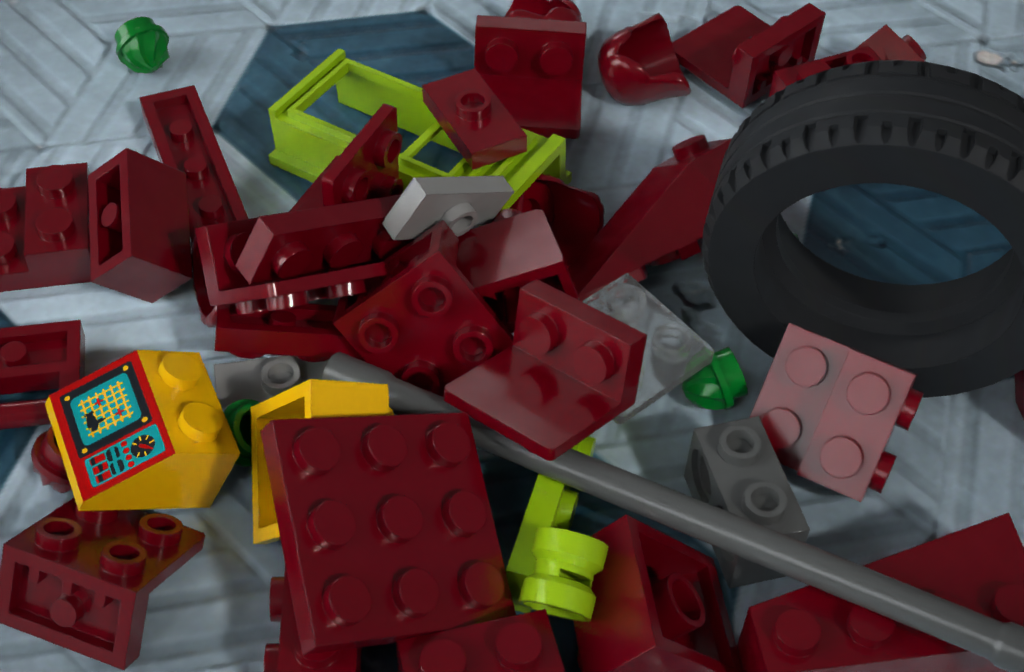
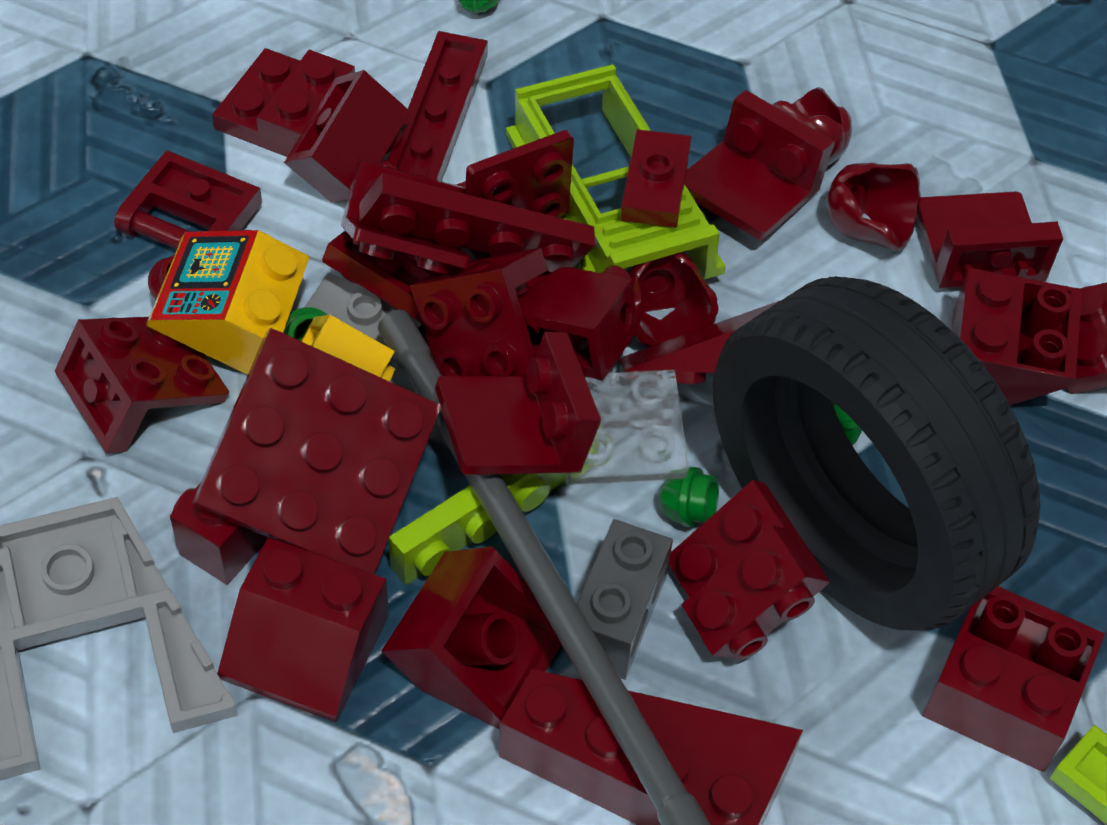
camera: 35 degrees right, 5 degrees up
(459, 201) = (563, 239): light grey plate -> none
(563, 573) = (427, 552): lime wheel -> none

